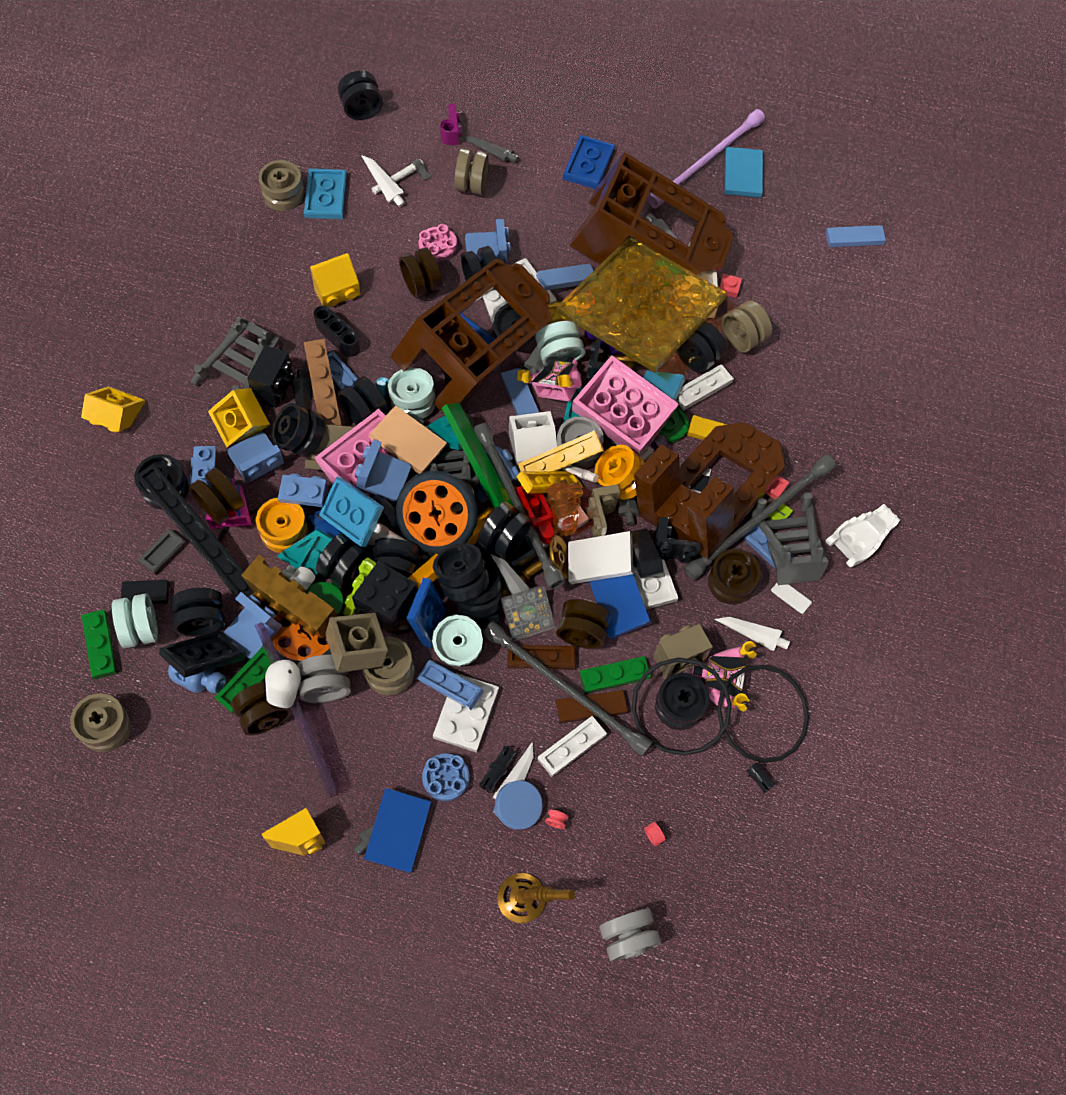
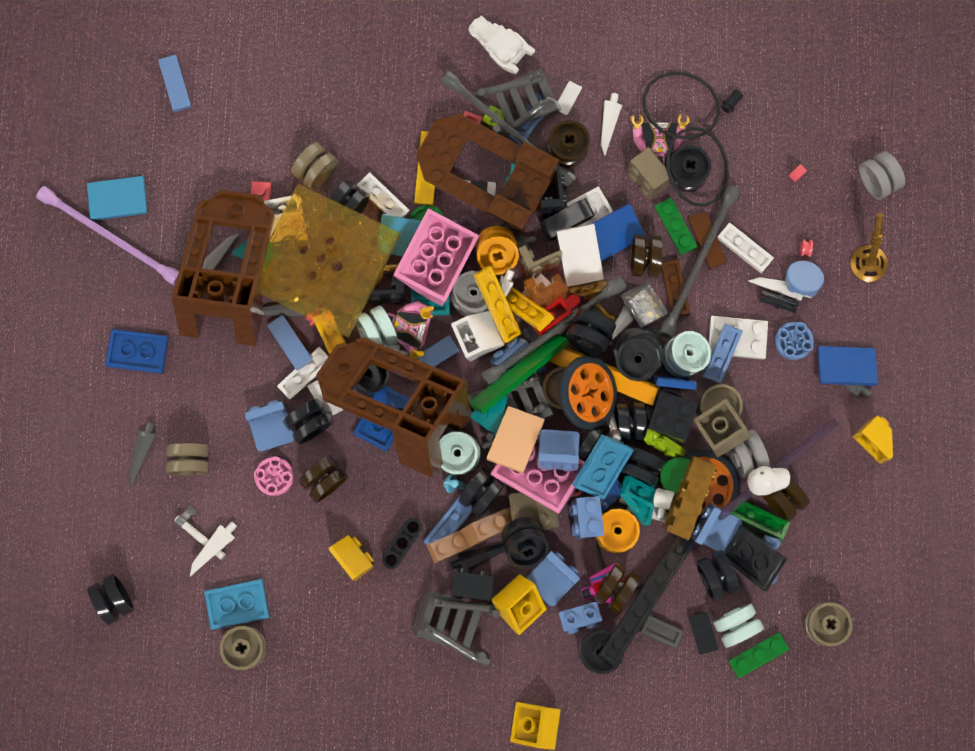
camera: 100 degrees left, 15 degrees up
(449, 127) = (113, 497): magenta plate -> none

